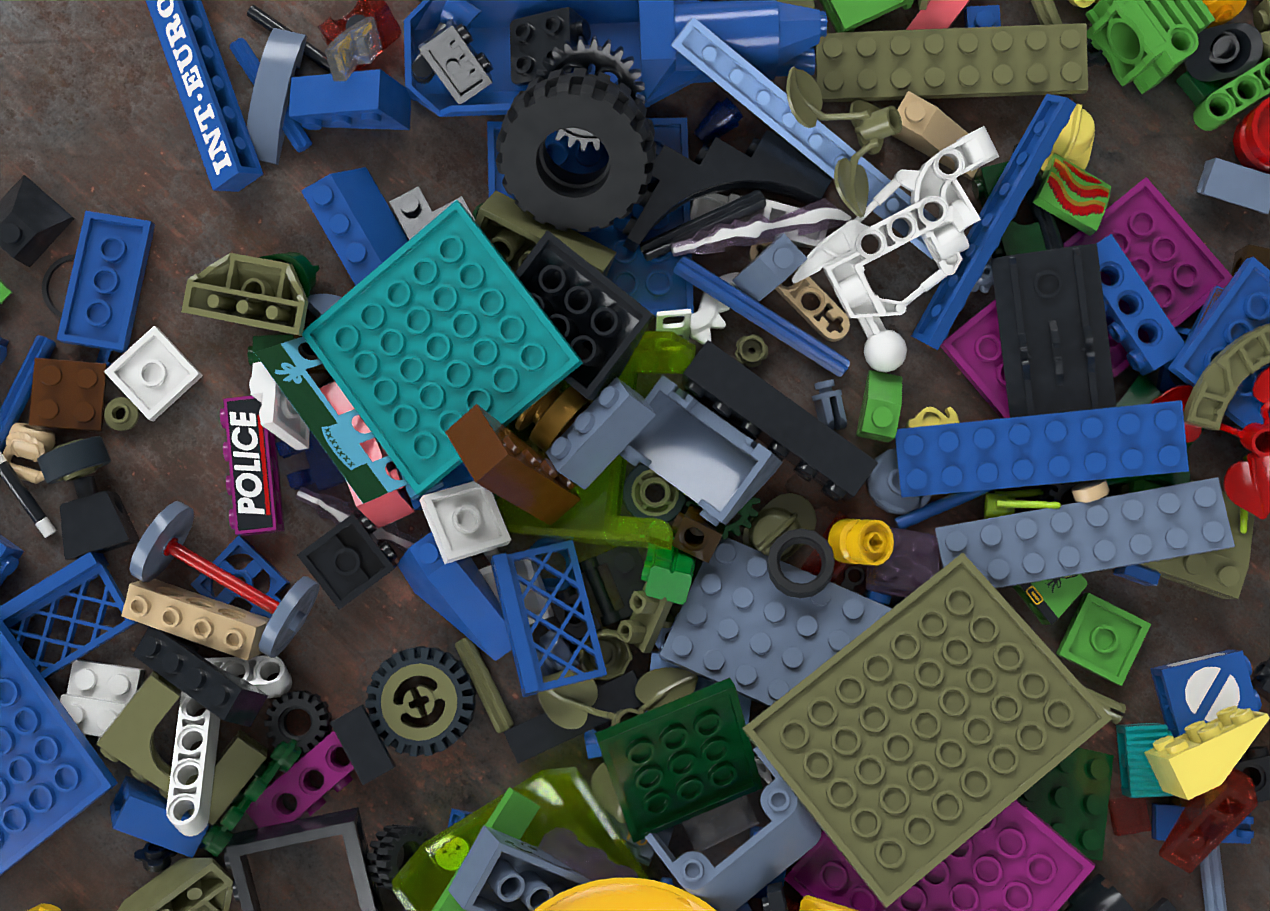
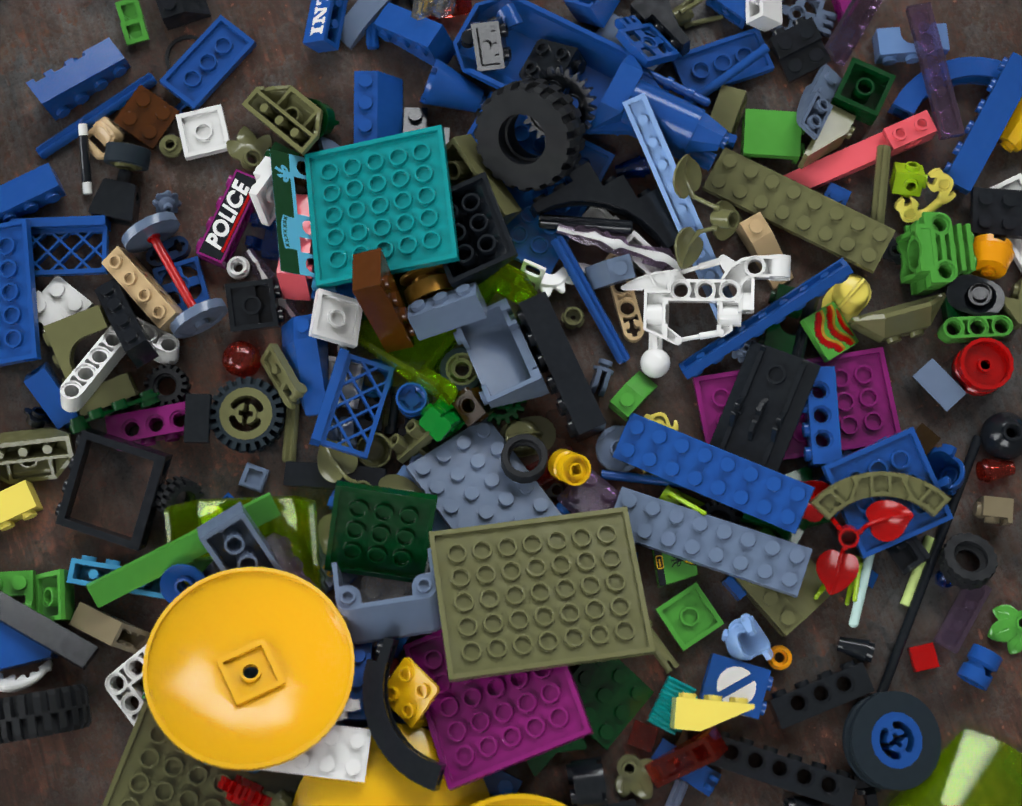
camera: 30 degrees right, 5 degrees down
(159, 490) = (166, 202): none -> sand blue plant
(194, 542) = (170, 245): none -> dark blue beam
(221, 359) = (248, 146): none -> olive plate
(289, 516) = (235, 261): none -> white plate
(371, 634) = (241, 359): none -> clear red hair
(436, 147) = (451, 89): none -> blue cone
(438, 628) = (282, 376): none -> olive plate
(474, 772) = (254, 477): none -> sand blue tile
(619, 568) = (412, 400): none -> blue wheel
(1090, 490) = (731, 516): tan tile -> none
(1148, 132) = (899, 320): none -> olive wedge
(1151, 874) = (633, 781): none -> olive plate
(1190, 629) = (746, 639): none -> light blue helmet
(1246, 626) = (787, 657): none -> light orange plate

